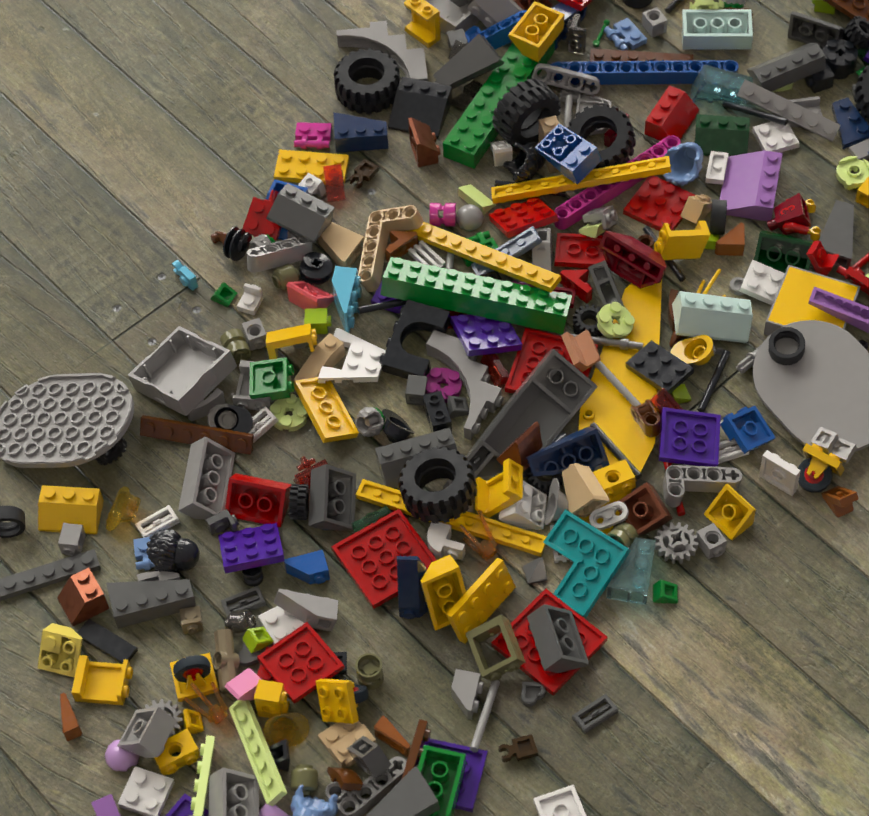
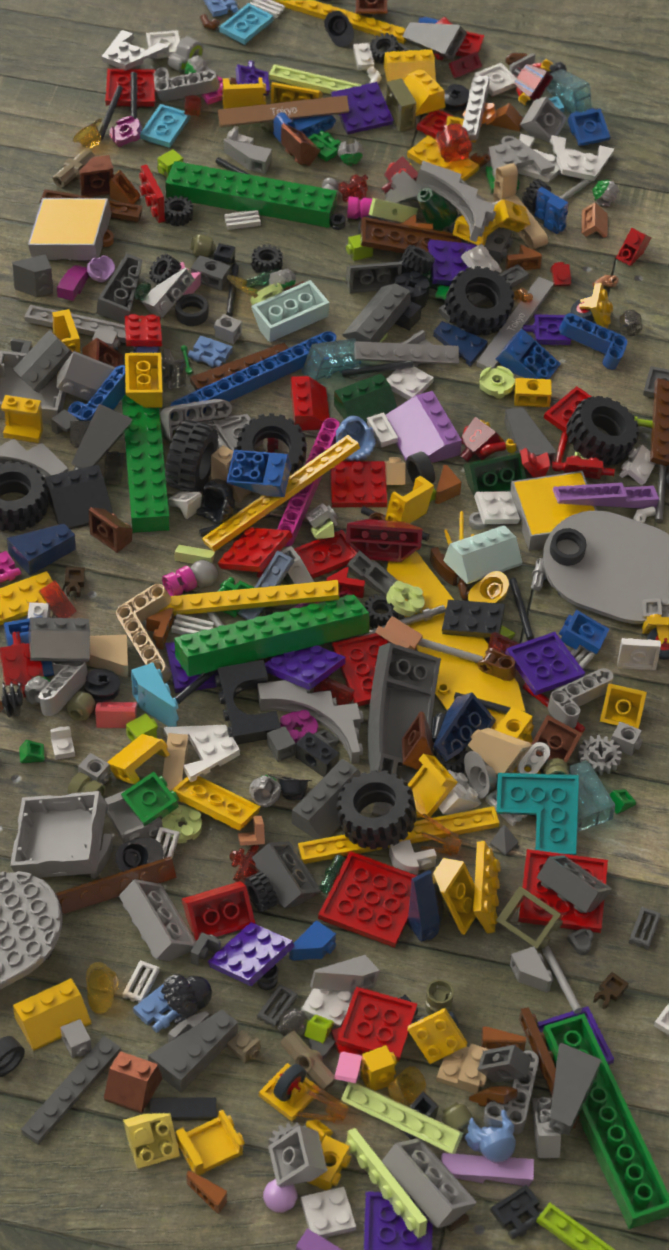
camera: 40 degrees left, 5 degrees down
(333, 451) = (256, 837): none -> nougat panel

